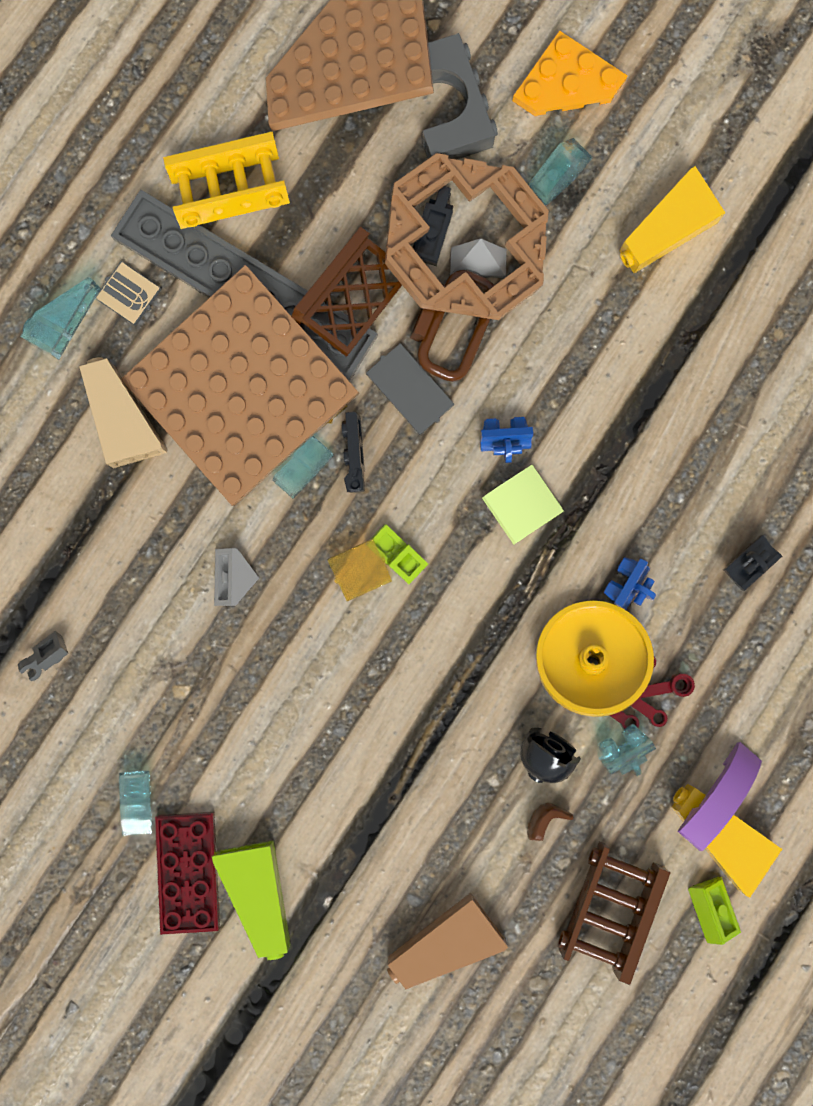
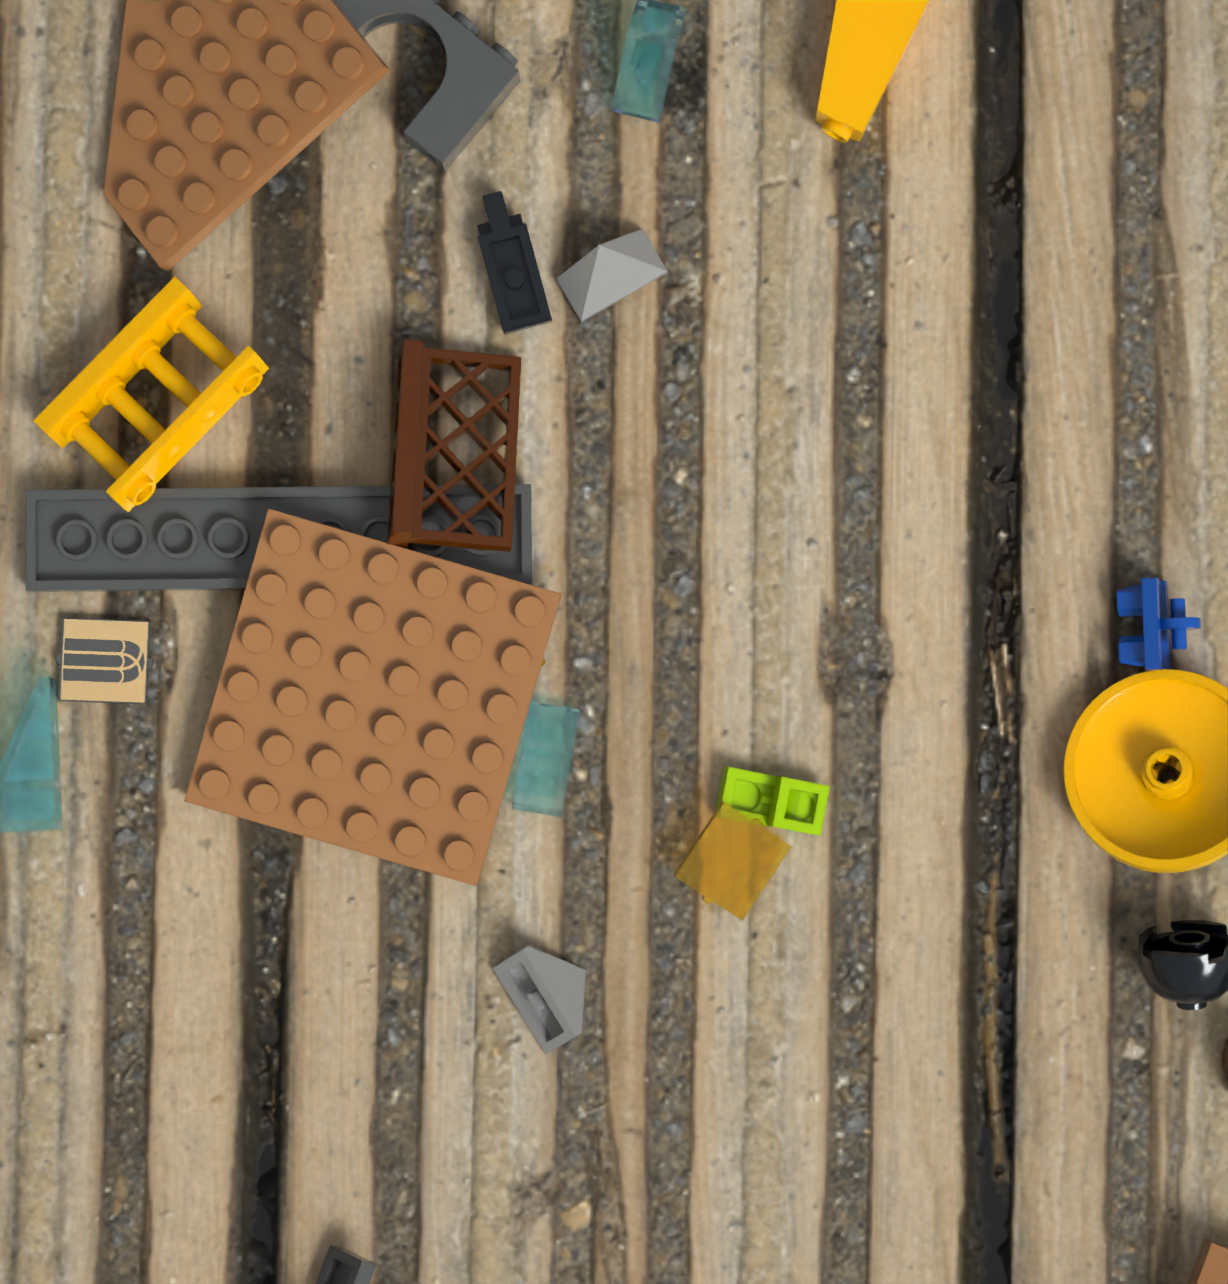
camera: 30 degrees left, 0 degrees up
(119, 419) = (224, 864): tan slope -> none
(354, 454) = (612, 691): black hinge -> none
(410, 389) = (631, 536): dark grey piece -> none
(428, 325) = (594, 402): reddish brown bar -> none
(463, 294) = (477, 295): medium nougat plate -> none
(507, 440) = (830, 526): blue hips -> none
(522, 504) = (915, 606): yellowish green slope -> none

